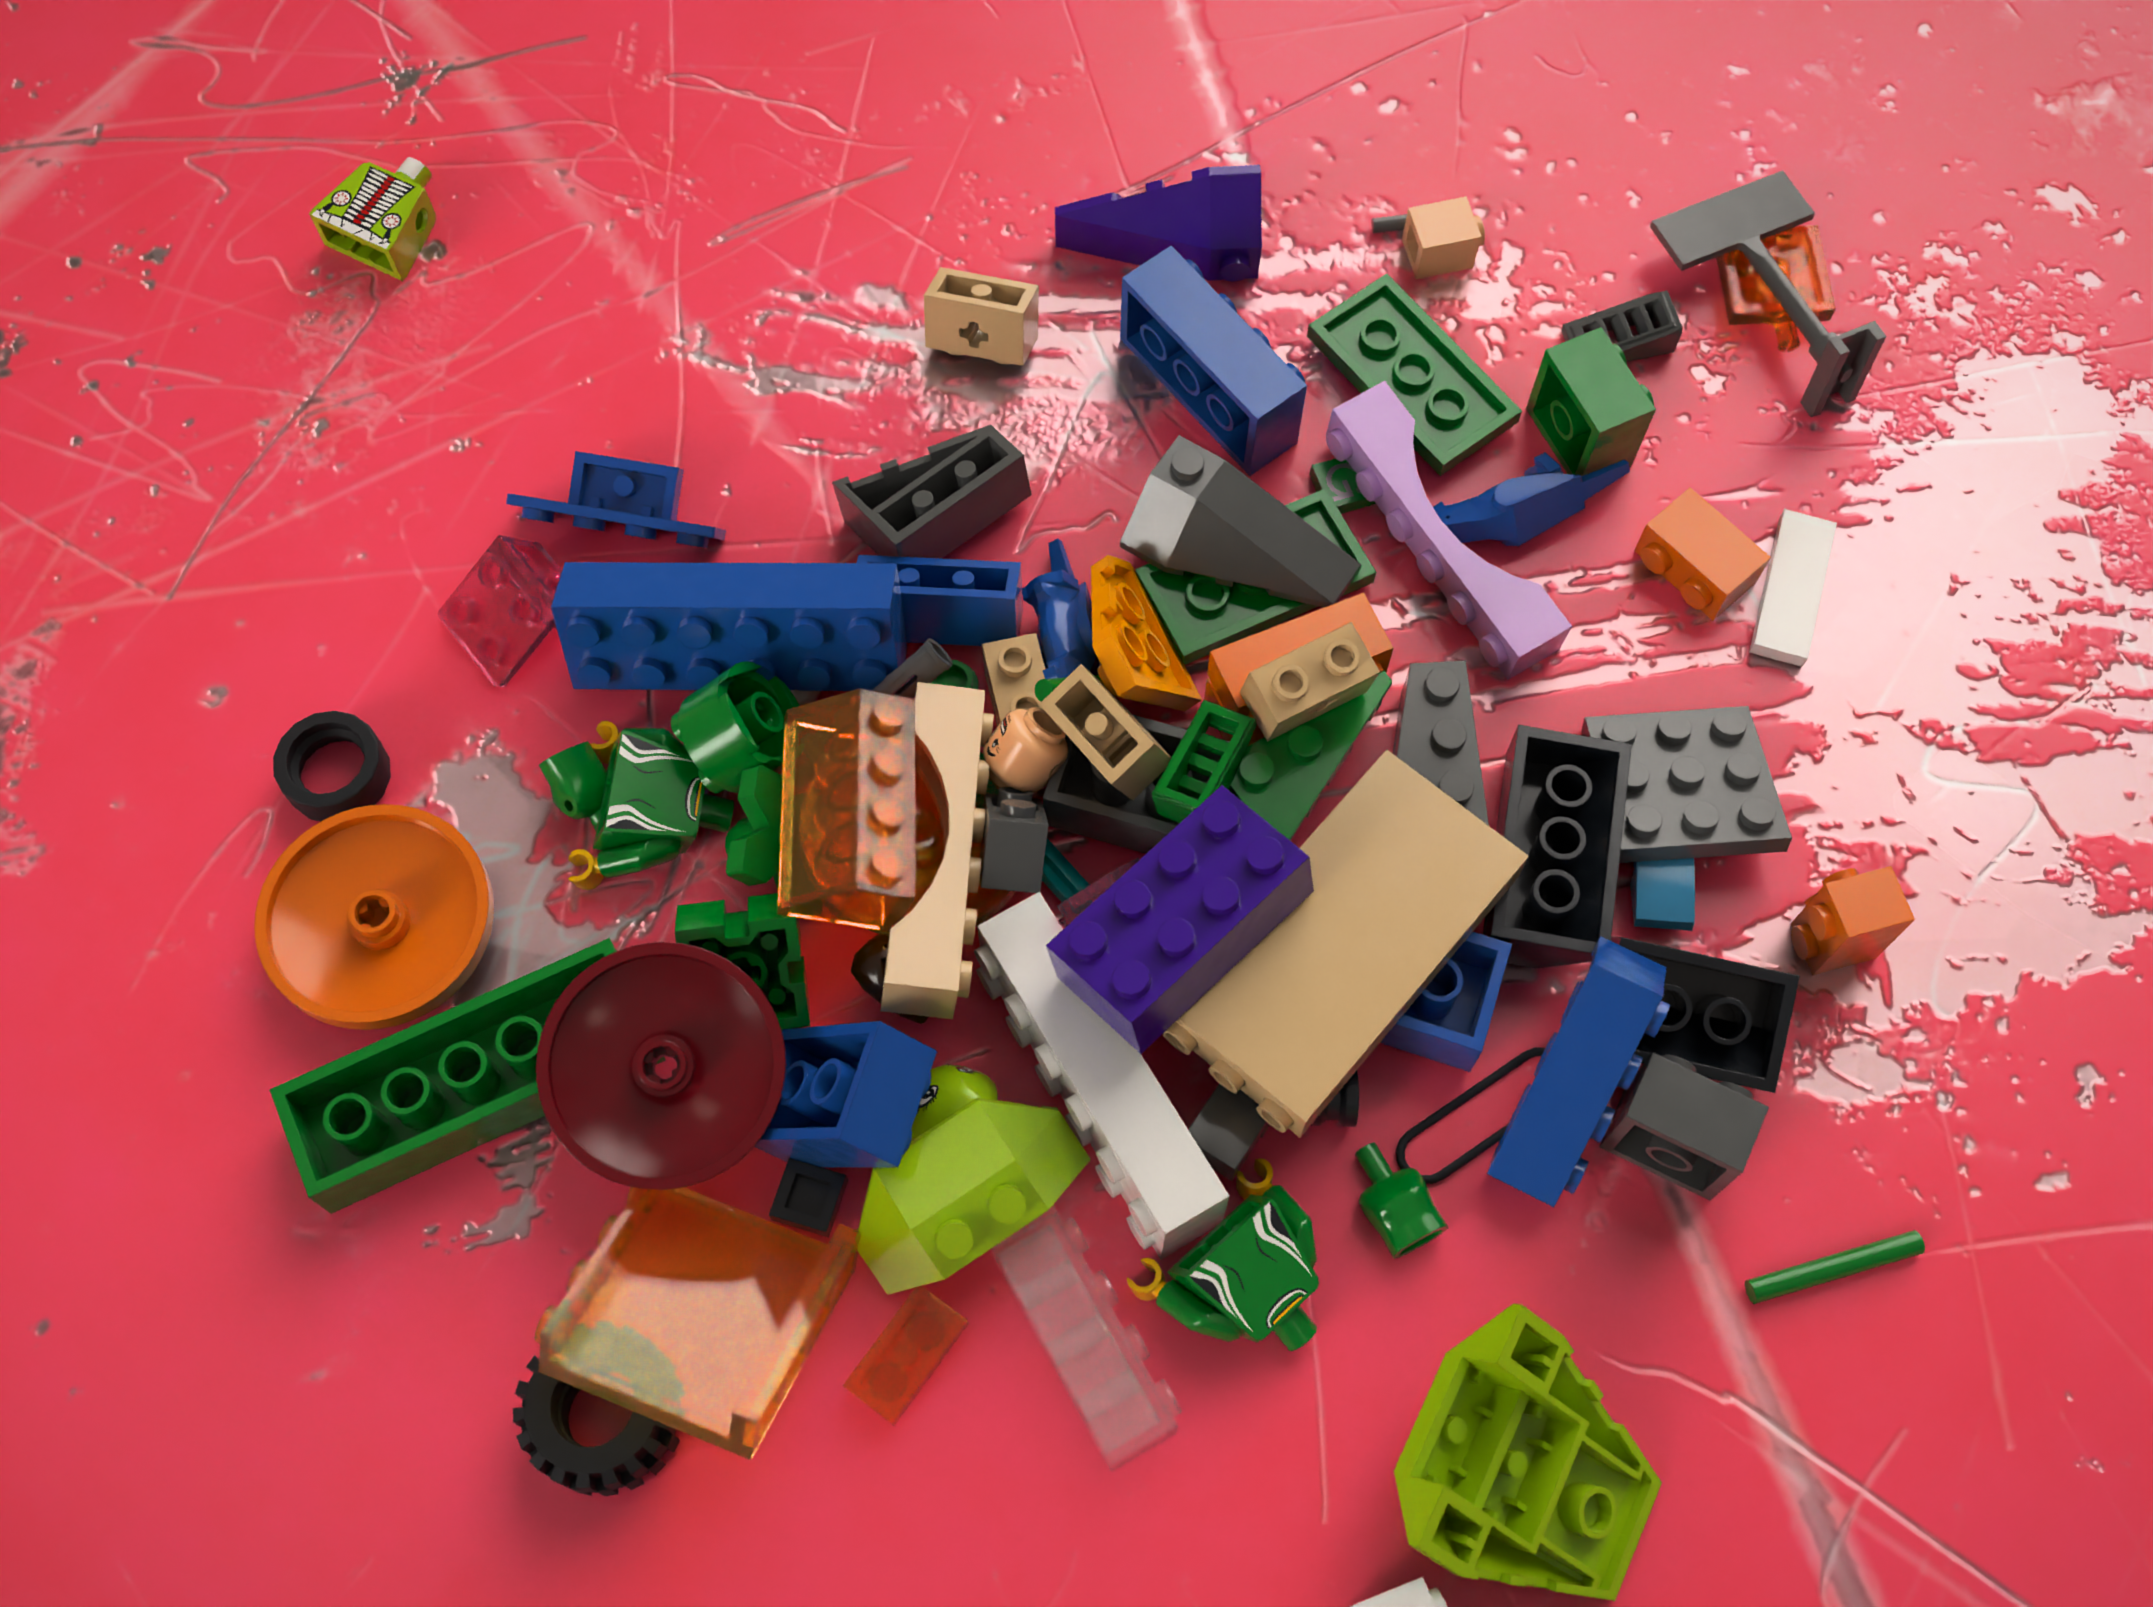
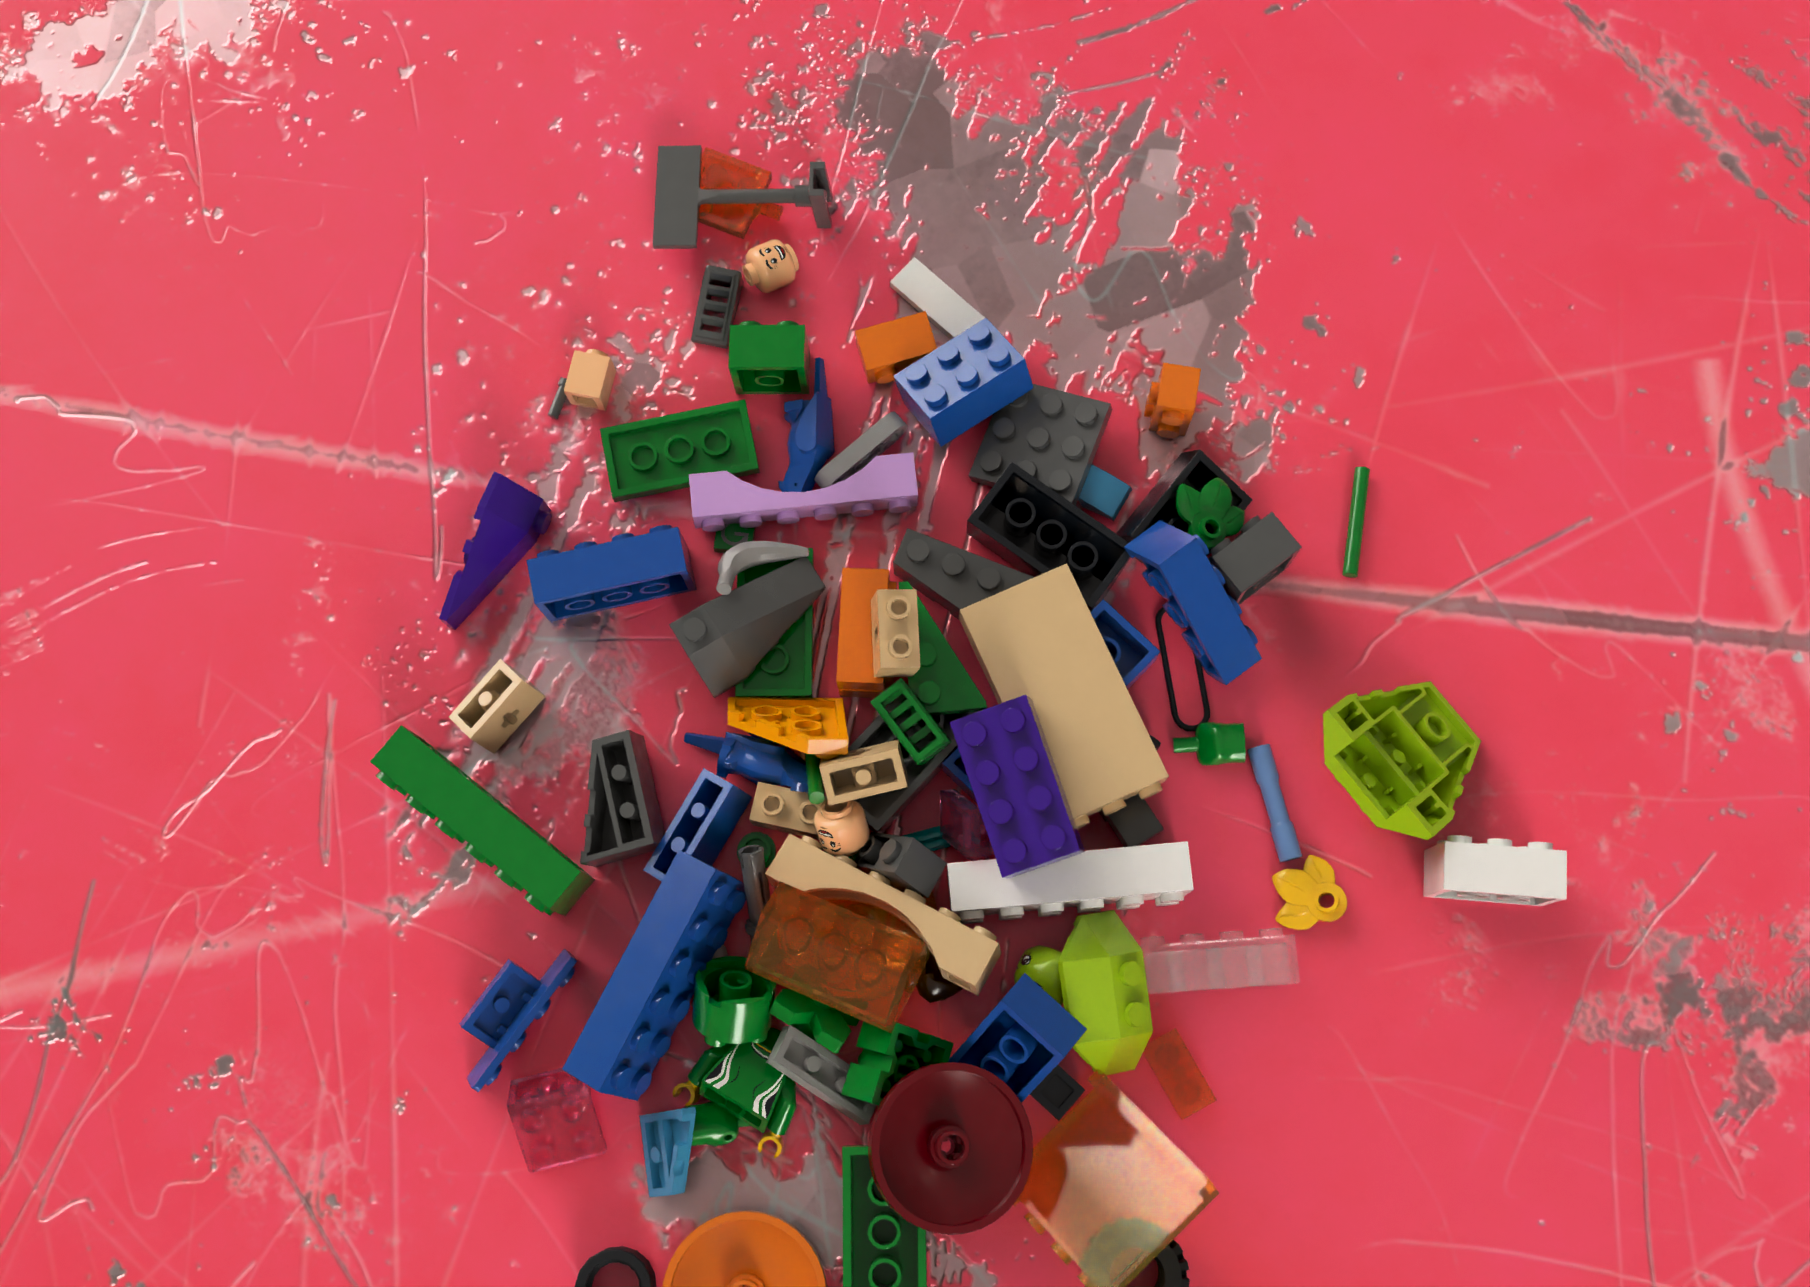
camera: 60 degrees left, 10 degrees up
(379, 216) = (181, 1092): torso -> none
(523, 745) = (667, 1149): none -> dark azure wing
(697, 856) = (817, 1072): none -> light grey plate
(830, 362) = (488, 826): none -> green brick
(1246, 1271) = (1222, 851): green torso -> none
(1250, 1425) = (1303, 892): none -> yellow plate
(1322, 498) = (752, 554): none -> light grey piece
(1328, 1351) = (1268, 780): none -> medium blue piece
(1568, 584) = (862, 450): none -> light grey beam
(1705, 645) = (963, 381): none -> blue brick
(1713, 363) = (770, 266): none -> light nougat head
(1725, 1029) = (1209, 508): none -> green plate

